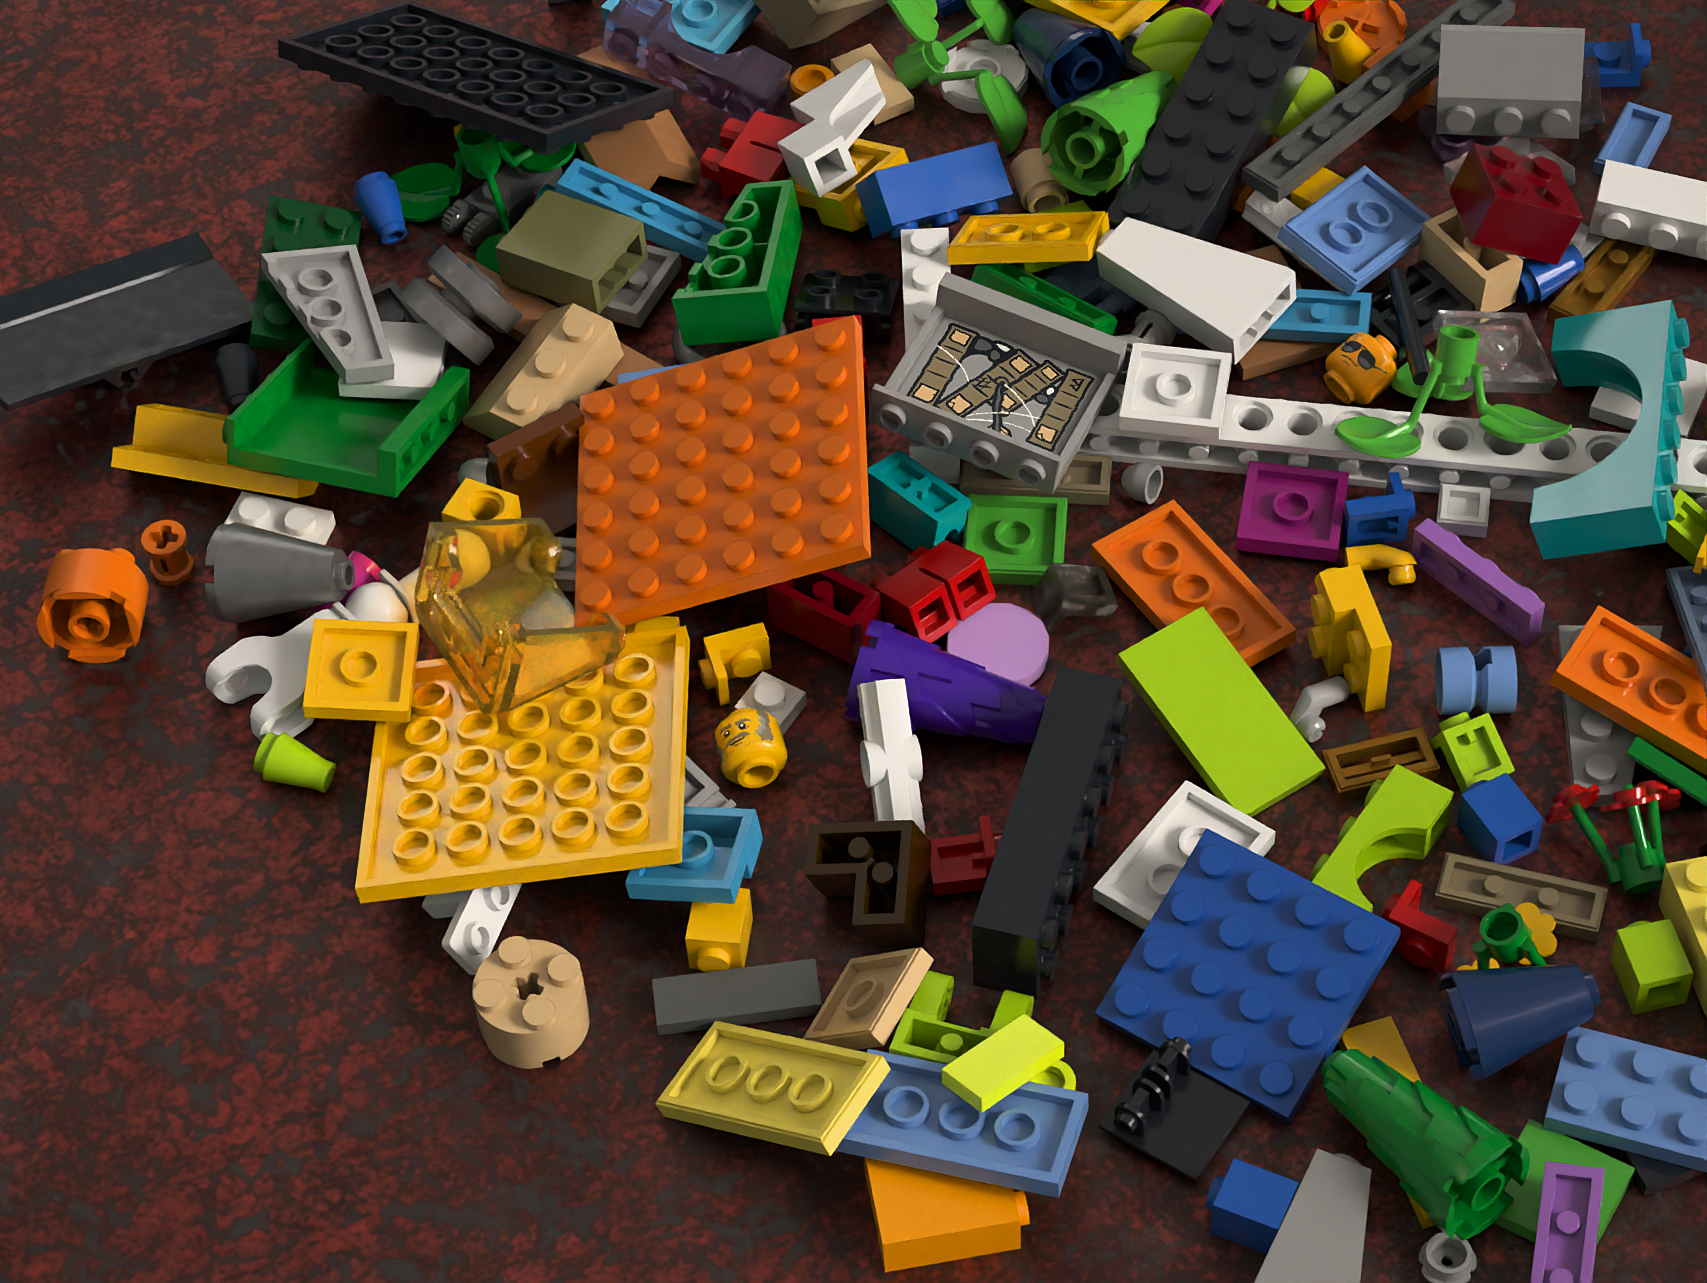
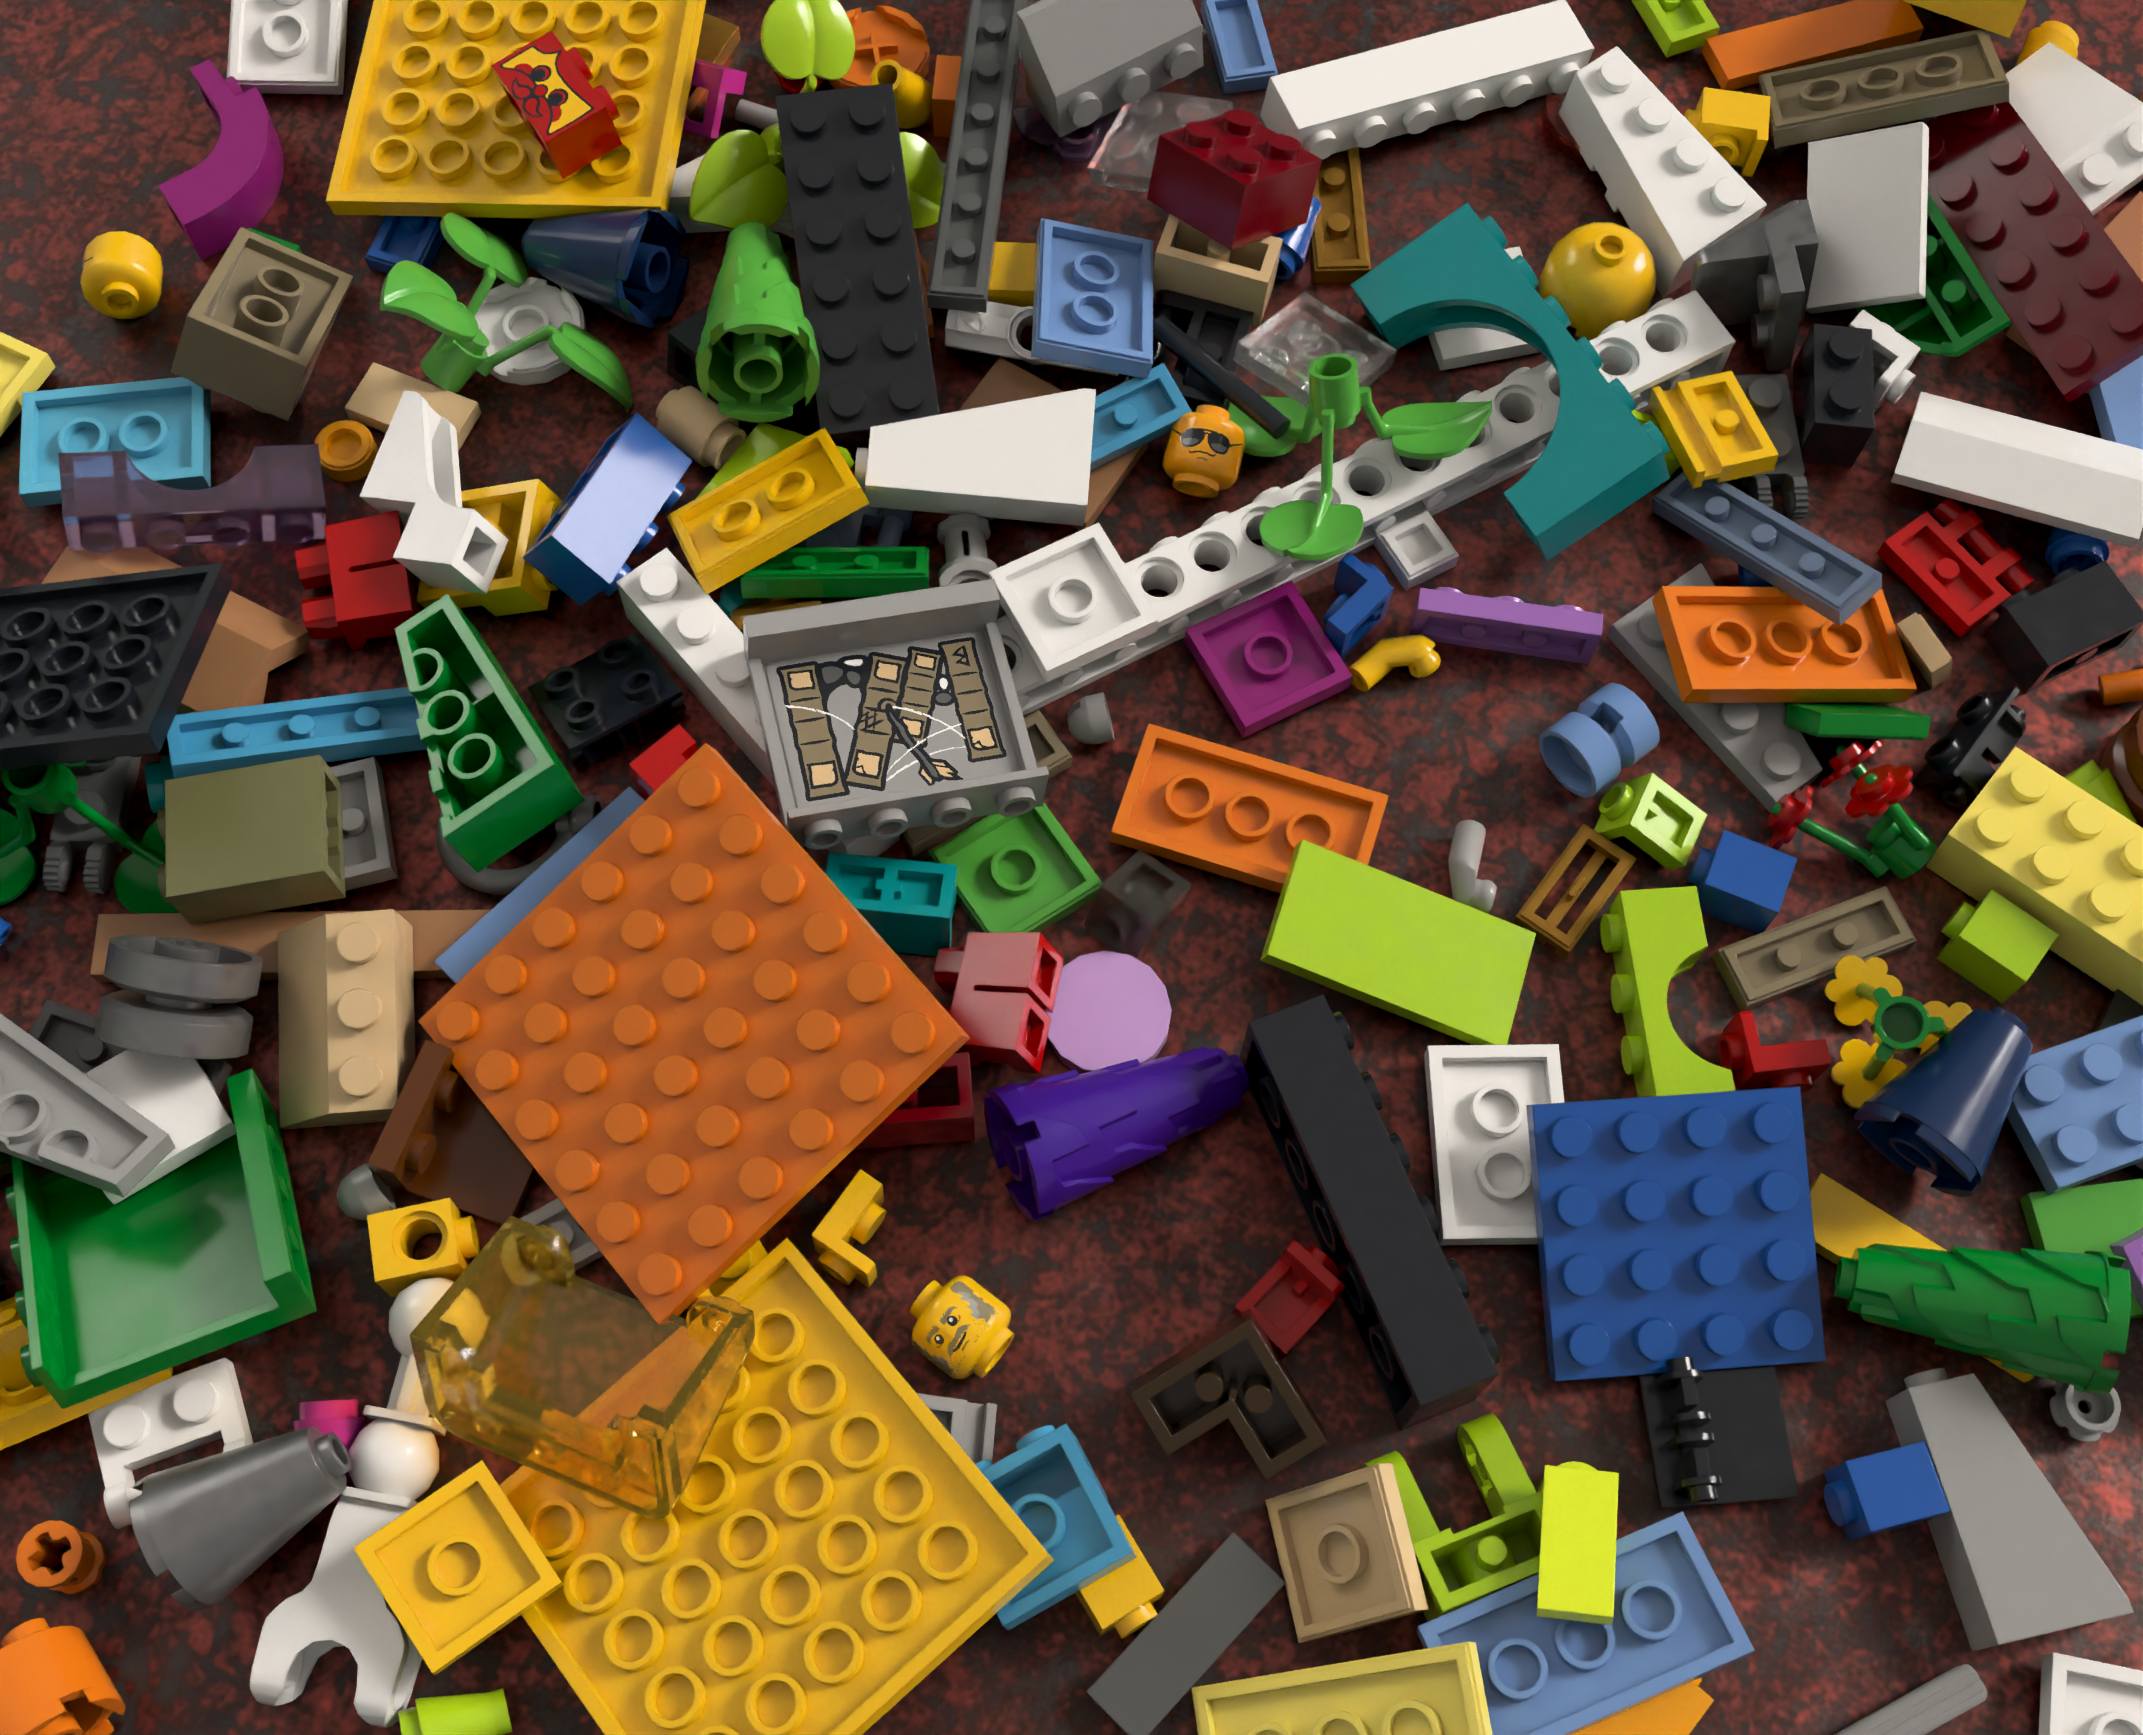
camera: 45 degrees left, 15 degrees up
(776, 698) = (926, 1250): white plate -> none
(890, 752) = (1143, 1247): white piece -> none
(1351, 634) = (1456, 761): yellow plate -> none

